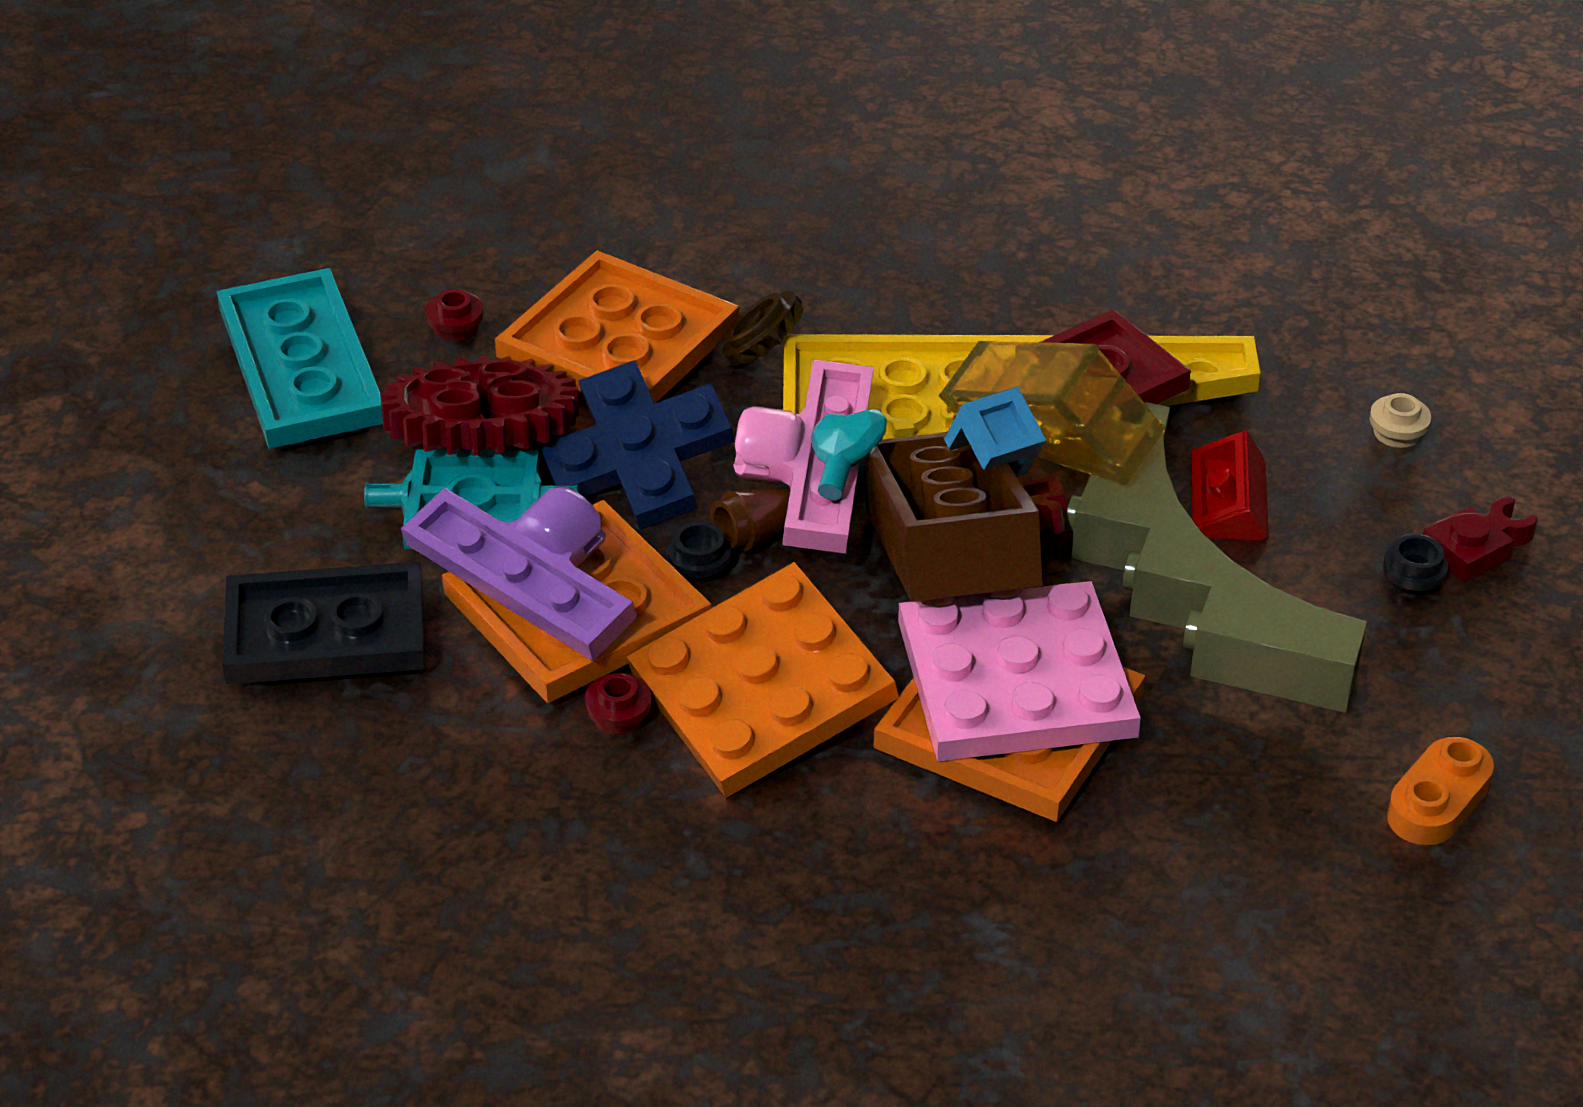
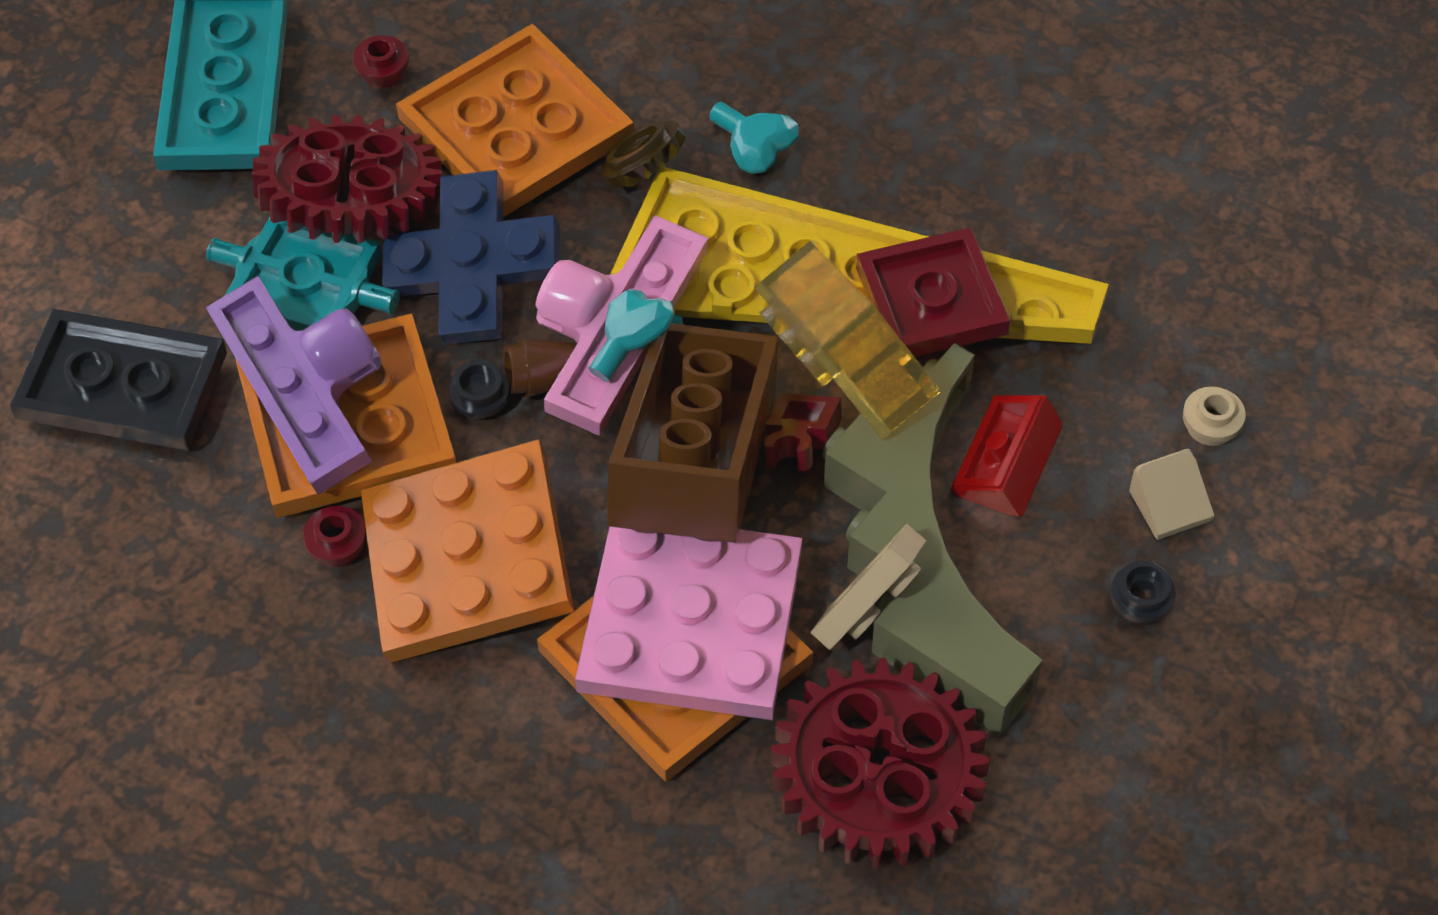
camera: 20 degrees right, 15 degrees up
(858, 301) = (755, 137): none -> teal rock
(999, 431) = (761, 365): dark azure panel -> none
(1167, 627) = (855, 606): none -> tan plate
(1255, 749) = (861, 812): none -> dark red gear
(1396, 484) = (1171, 494): none -> tan slope
(1451, 779) = (1044, 853): orange plate -> none
(1481, 542) = (1219, 581): dark red plate -> none

